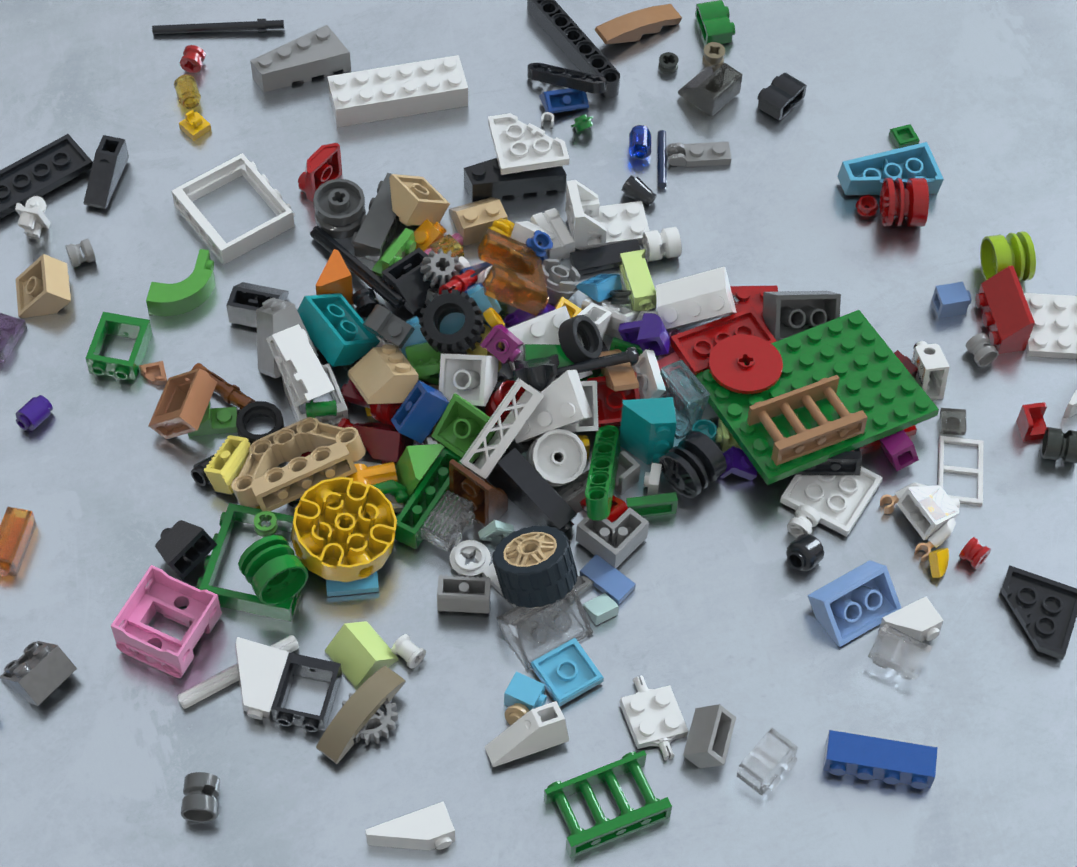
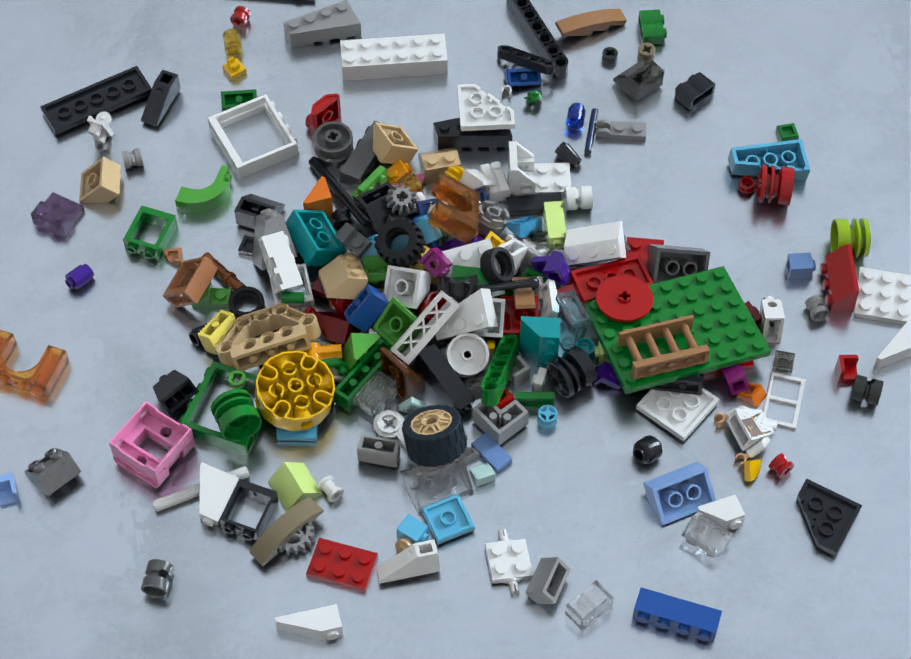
camera: 10 degrees right, 0 degrees up
(203, 162) = (234, 98): none -> green slope
(248, 349) = (246, 246): none -> black tile
(439, 749) = (342, 565): none -> red plate
(460, 282) = (413, 212): red pin -> none
(493, 317) = (432, 241): yellow tile -> none
(545, 241) = (485, 188): blue plate -> none
(606, 829) = (456, 640): green fence -> none
(675, 521) = (547, 412): none -> medium azure wheel
(804, 520) = (651, 425): white wheel -> none
(923, 468) = (754, 395): none -> orange slope

